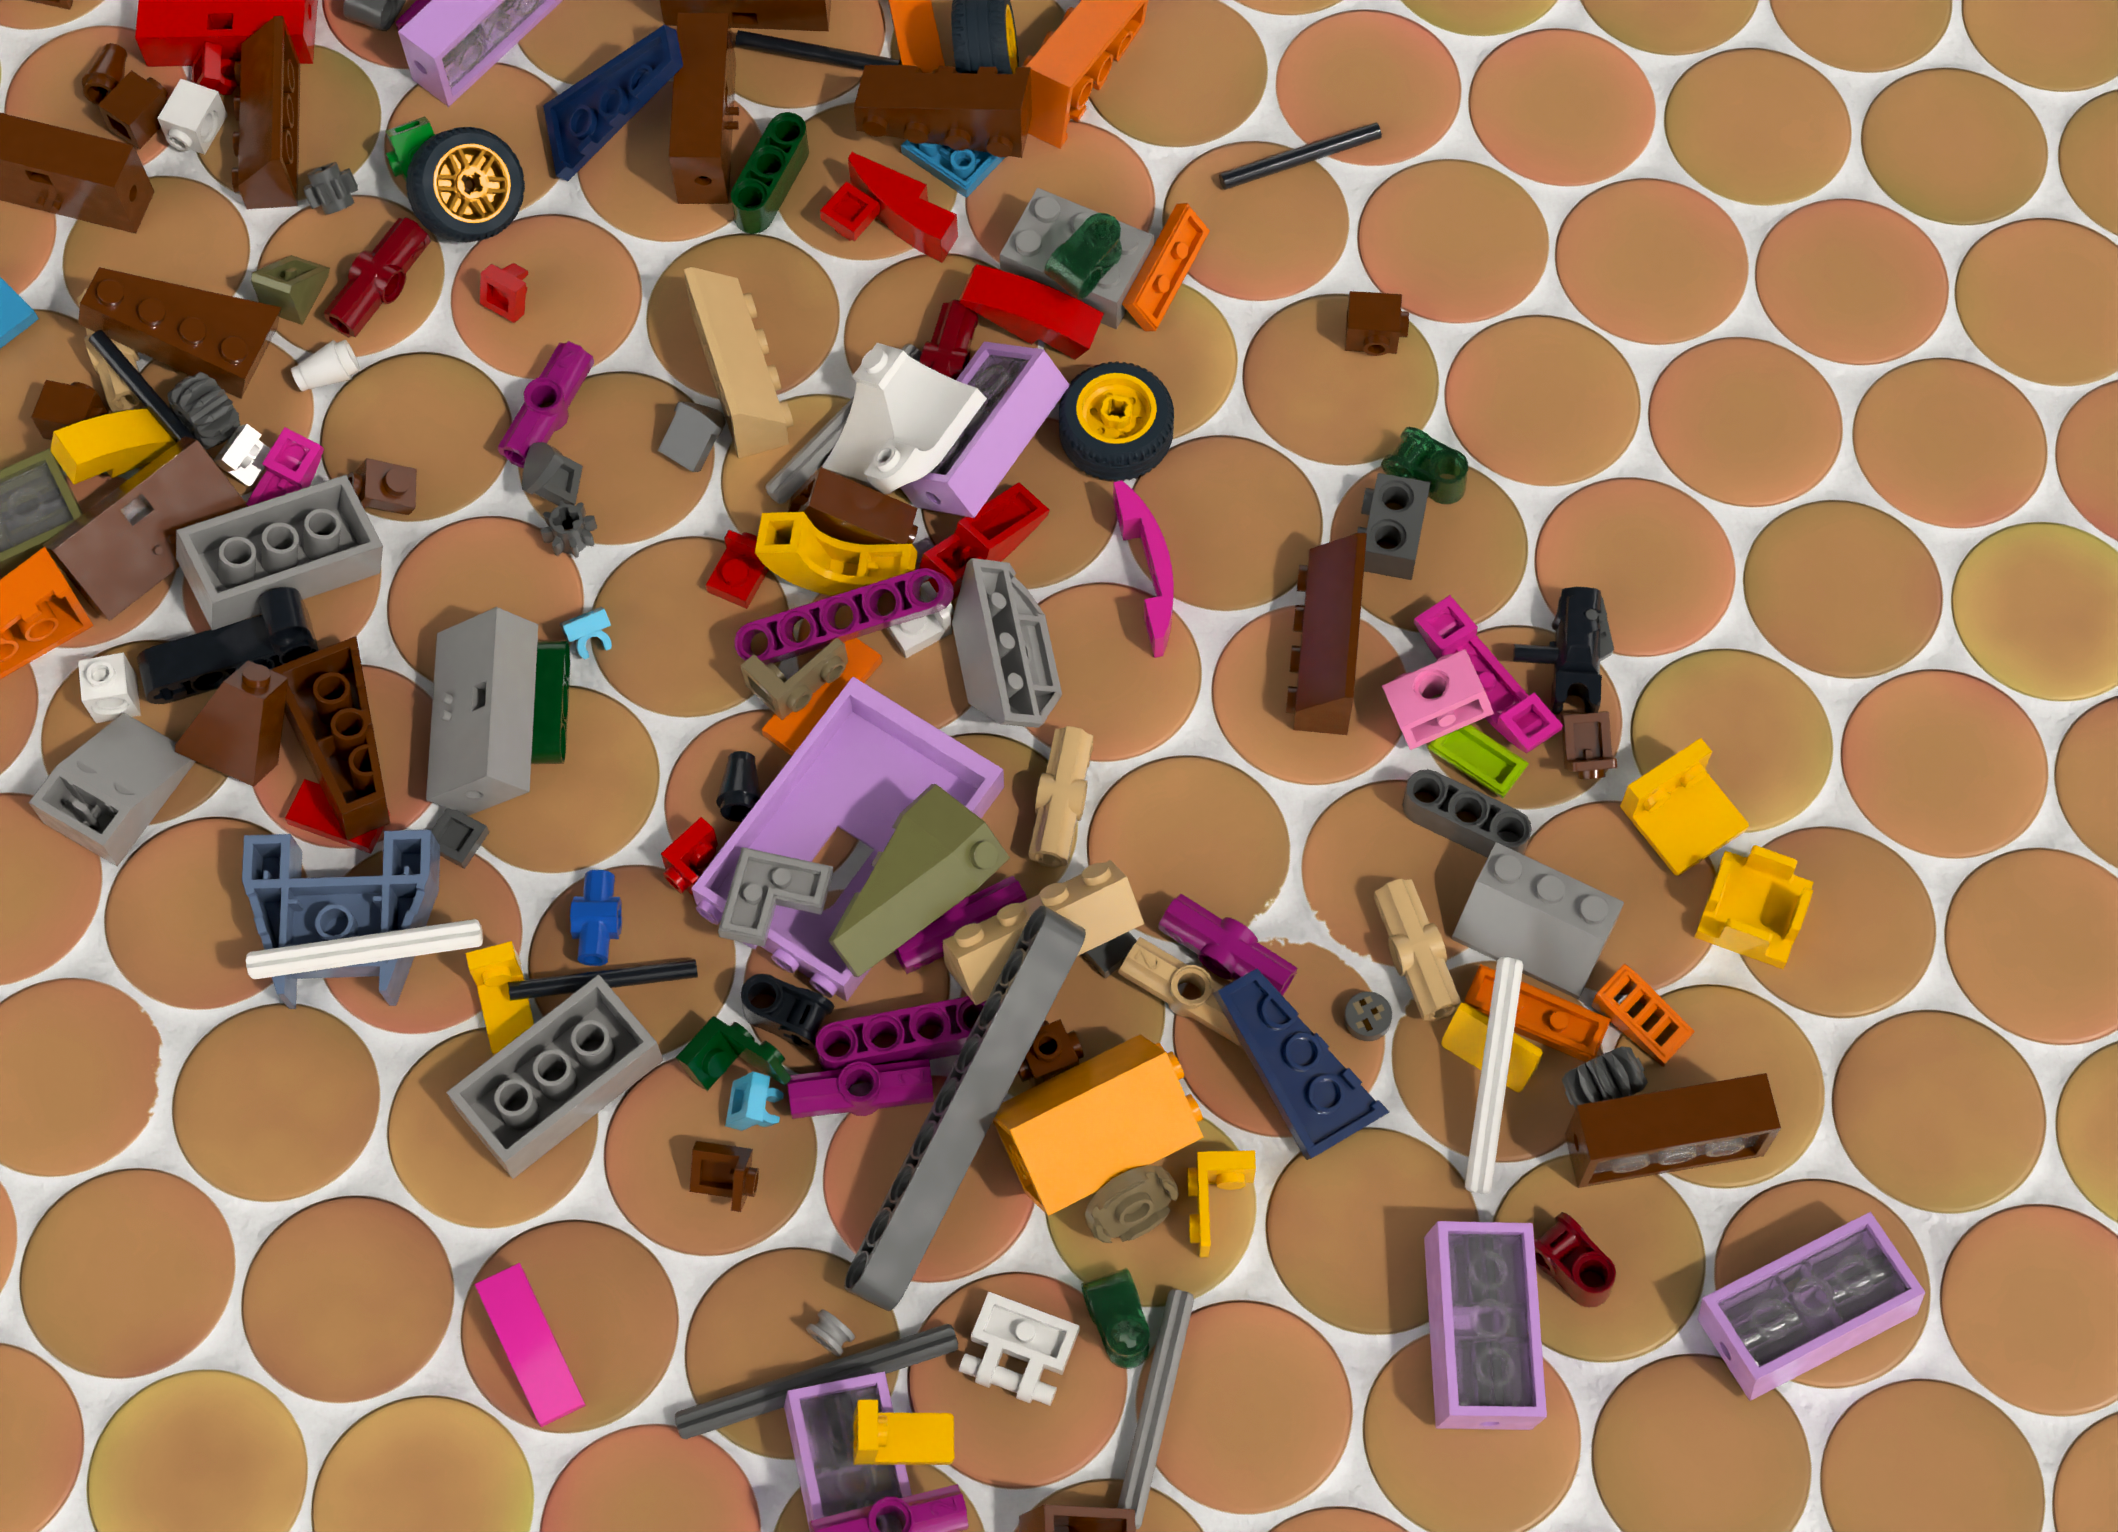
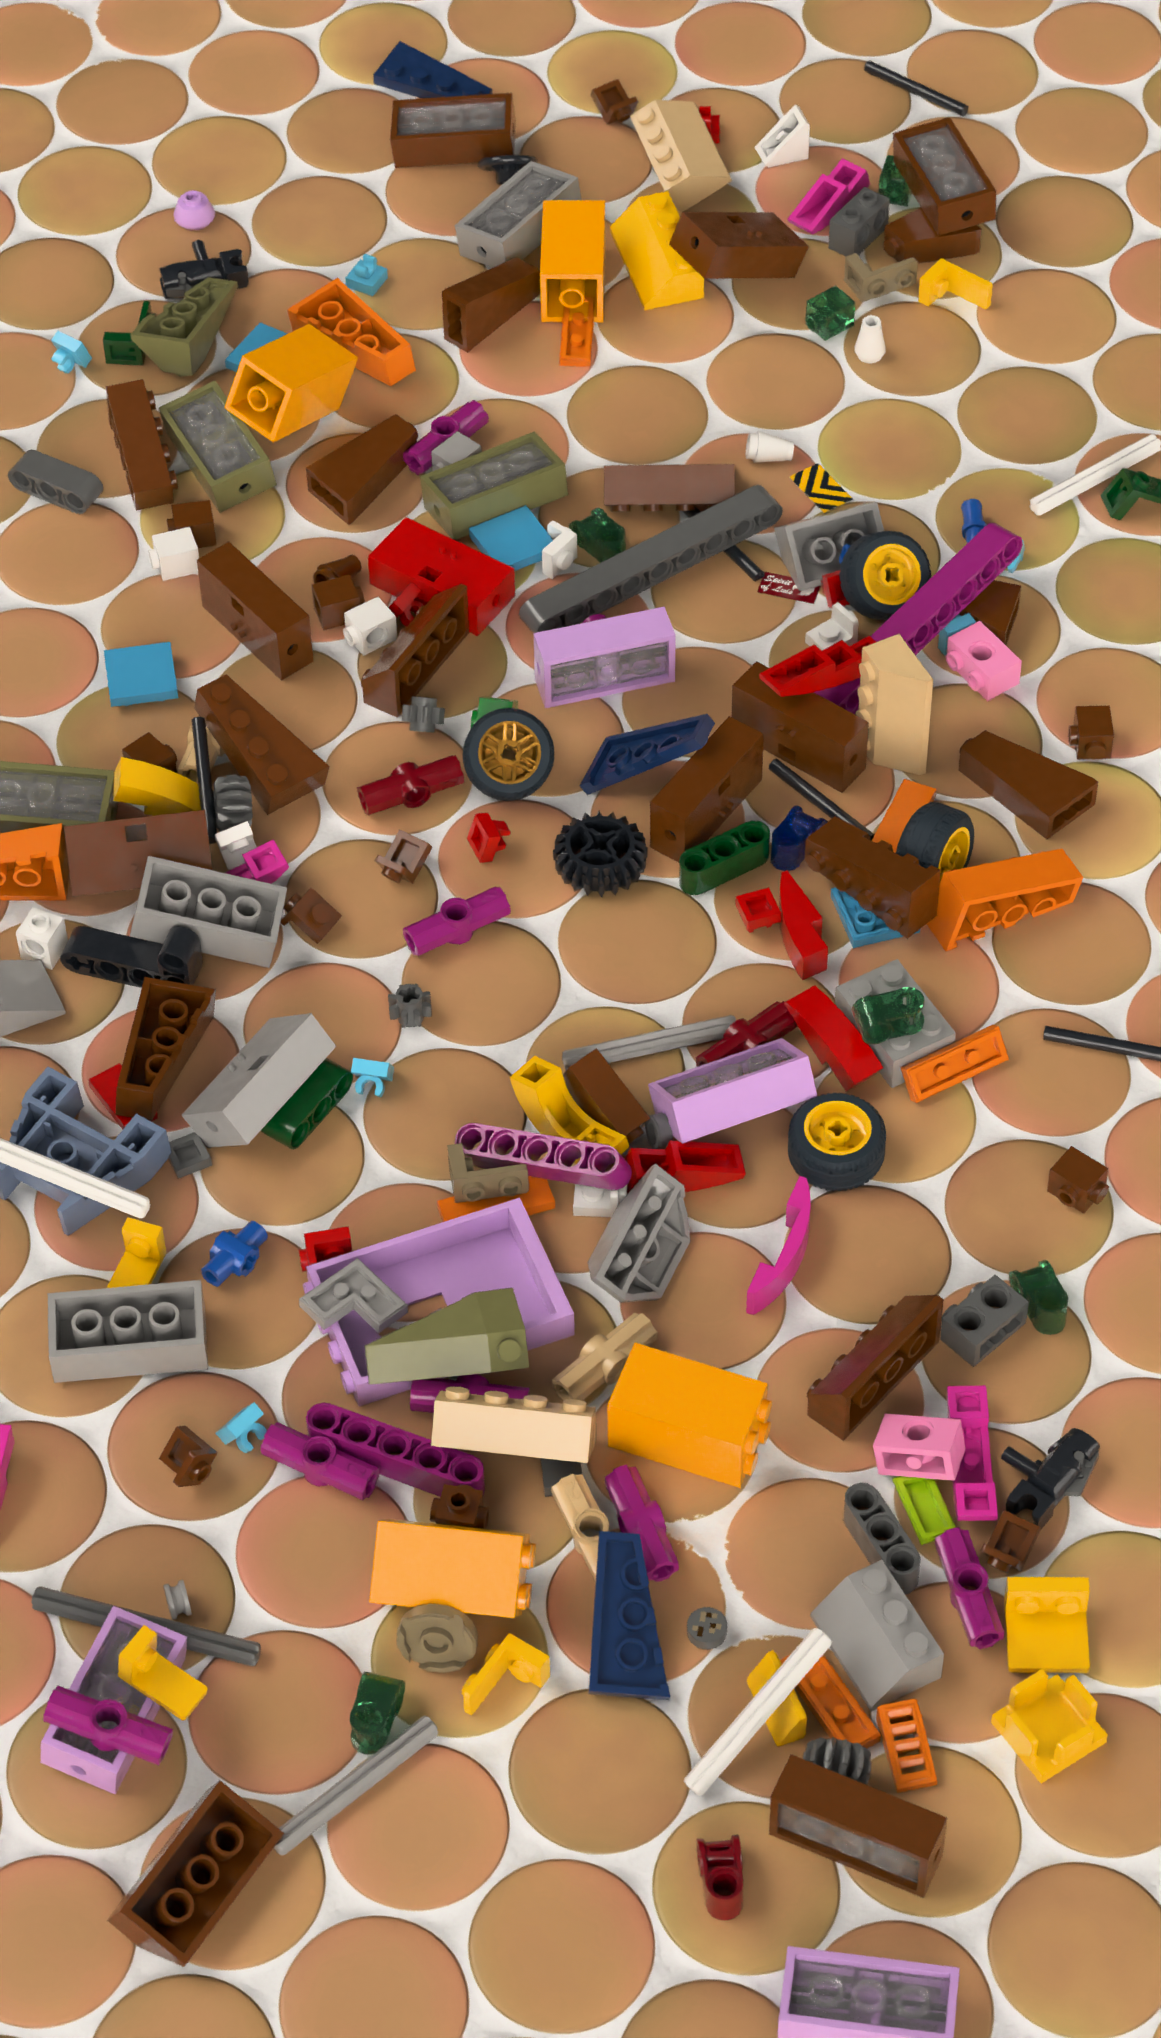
camera: 35 degrees right, 15 degrees down
(240, 725) = (101, 1001): reddish brown slope -> none
(290, 285) = (349, 760): olive slope -> none
(326, 366) = (335, 822): white cone -> none
(434, 364) = (404, 858): none -> reddish brown bracket
(551, 474) = (424, 965): dark grey tile -> none
(614, 978) = (212, 1295): black bar -> none
(647, 254) = (599, 862): none -> black gear
(692, 434) = (539, 992): tile -> none
(720, 1045) = (247, 1379): dark green bracket -> none
(738, 362) = (602, 960): tan slope -> none
(738, 570) = (498, 1097): red bracket -> none
(739, 787) = (393, 1224): black cone -> none
(793, 1015) = (311, 1384): black piece -> none
(826, 111) = (790, 839): none -> clear blue piece
(900, 421) = (681, 1053): white slope -> none
(932, 516) = (658, 1131): none -> dark grey tile
(964, 1109) = (370, 1503): beam -> none
(1023, 1334) = (303, 1681): white plate -> none
(1198, 806) = (688, 1415): none -> light orange brick
(1417, 949) = (775, 1602): tan piece -> none
(1484, 1326) = (620, 1871): brick -> none
(1562, 796) = (974, 1606): none -> magenta piece

